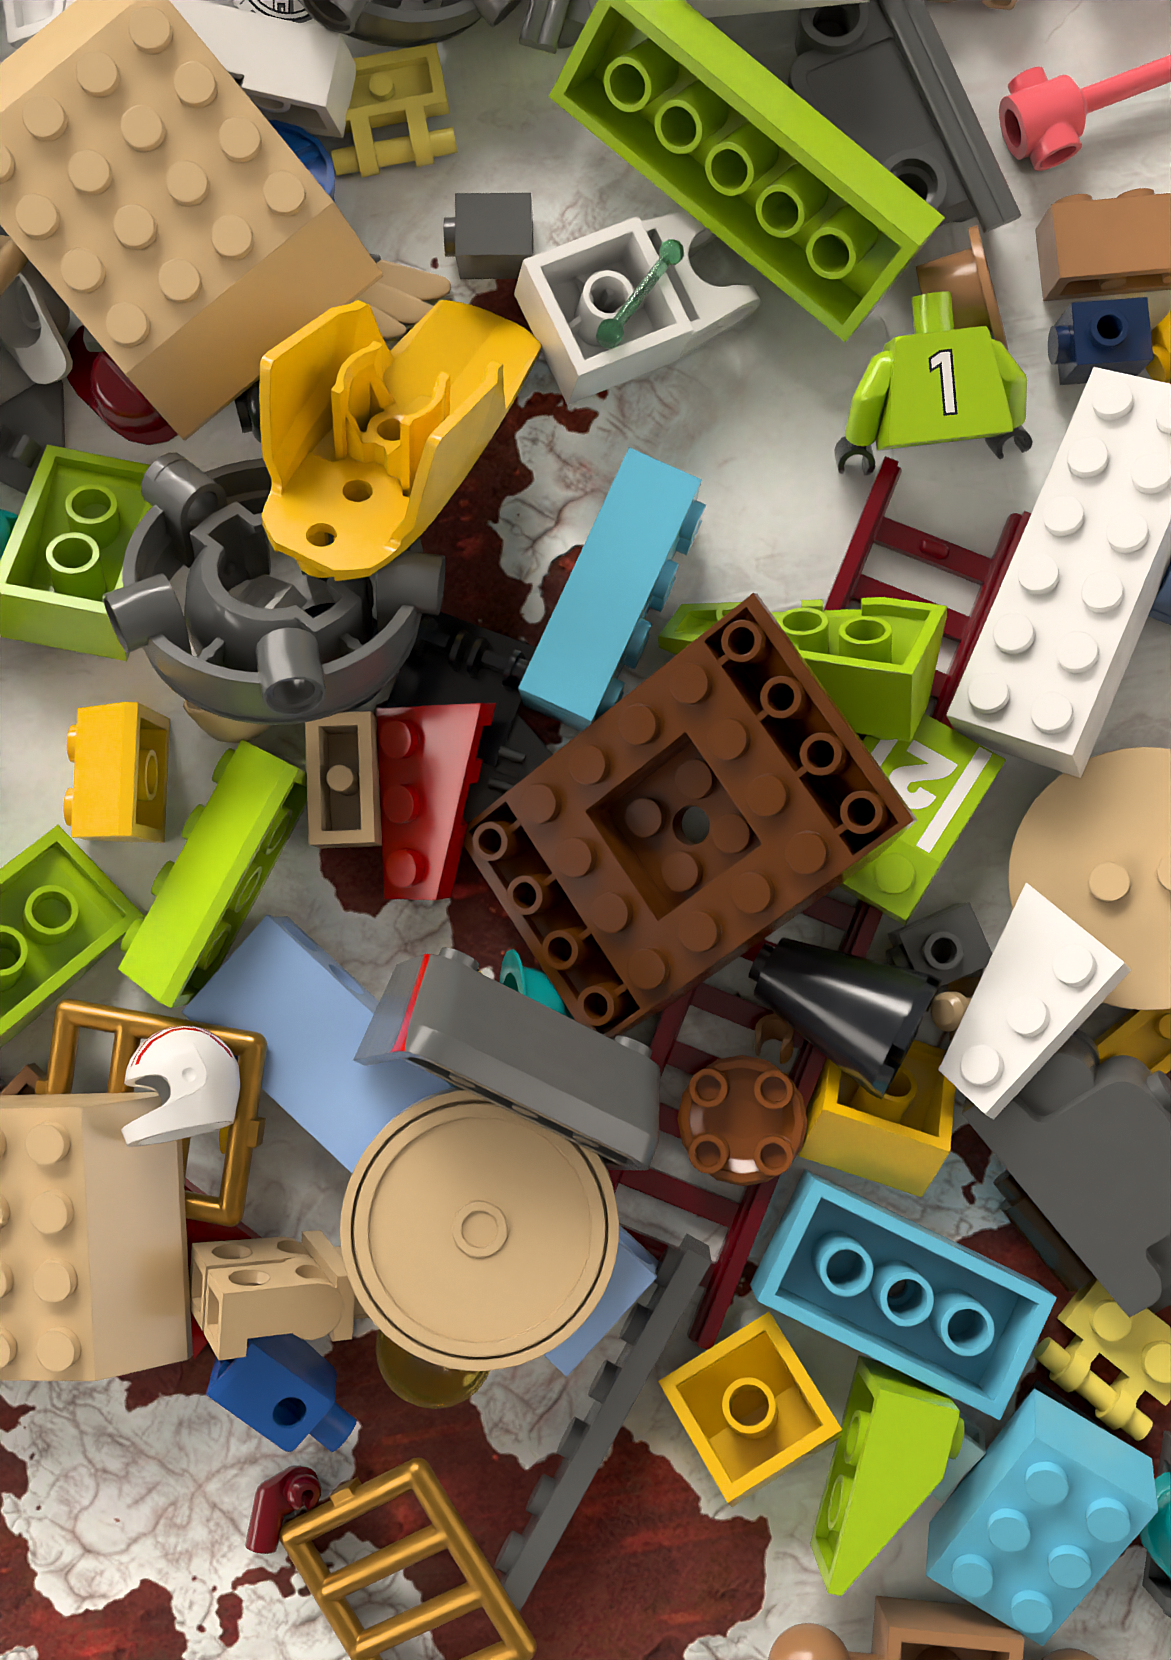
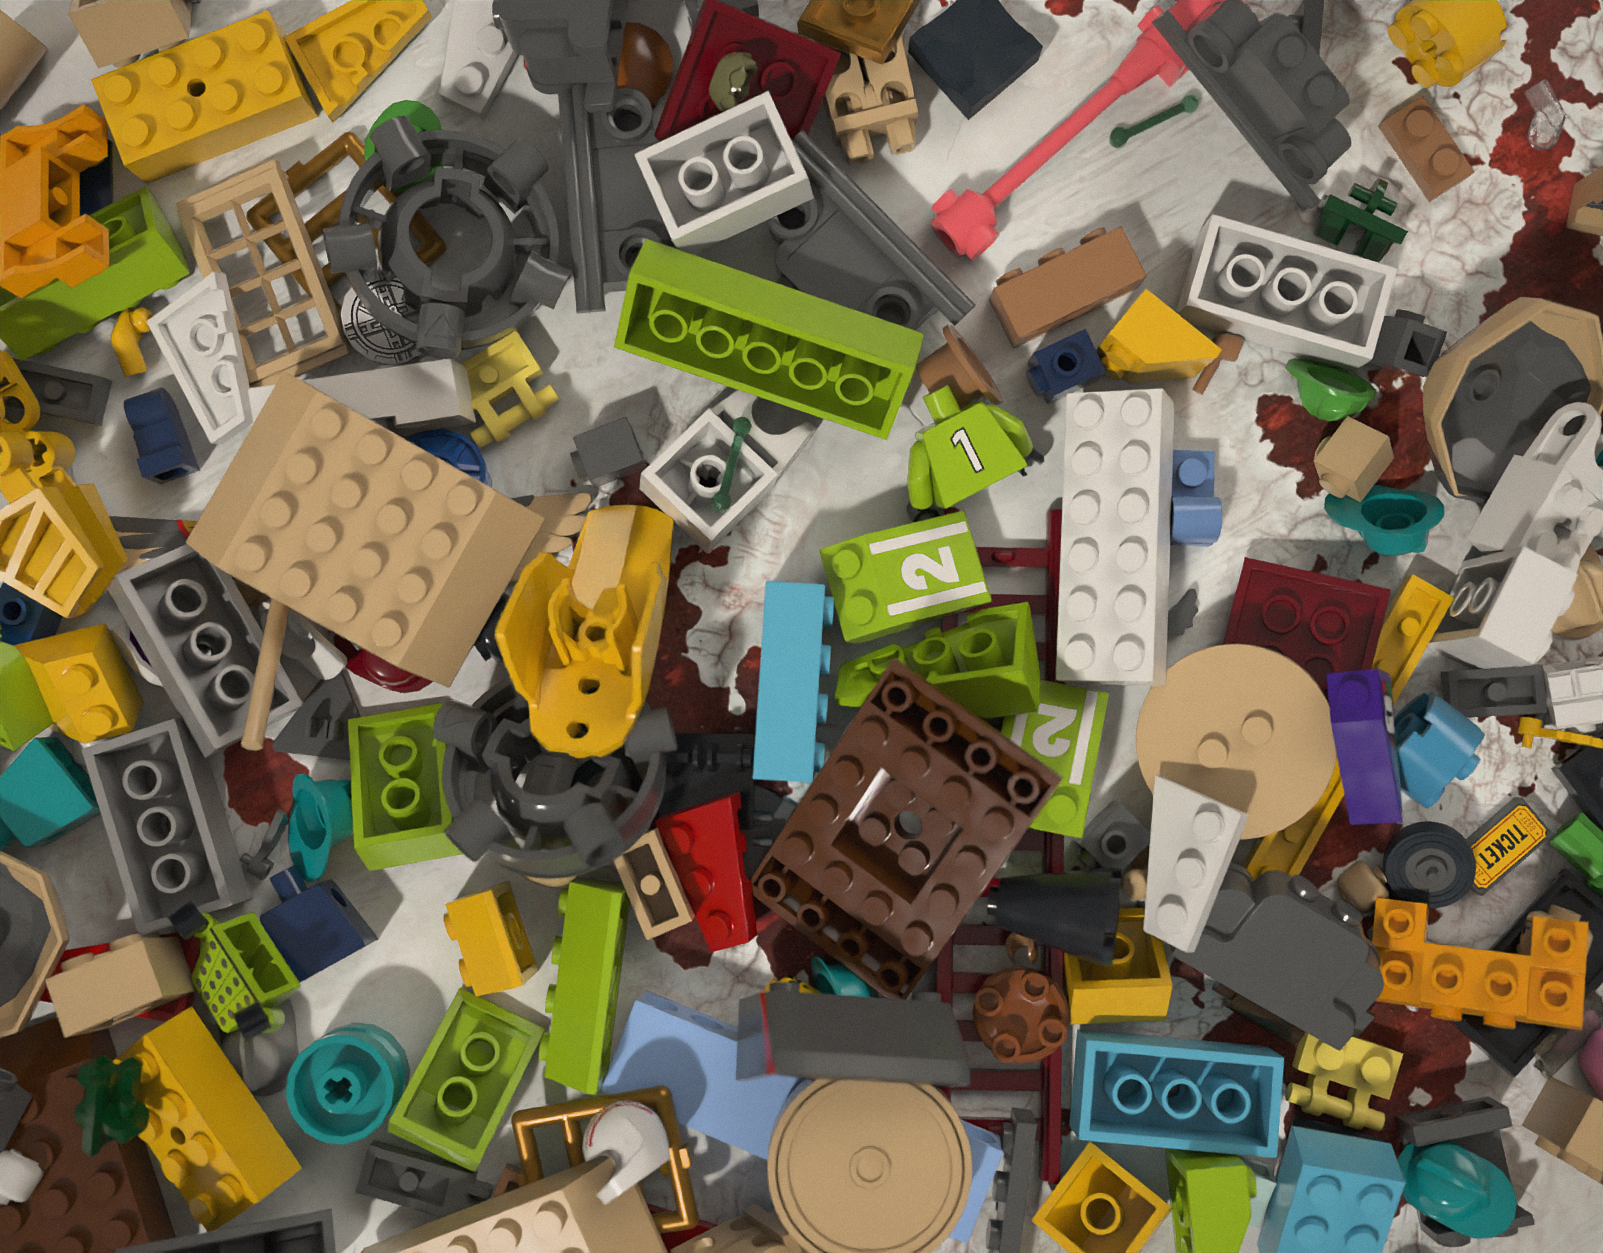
camera: 20 degrees left, 0 degrees up
(802, 521) = (904, 577): none -> lime slope
(1131, 705) = (1182, 614): none -> dark grey piece

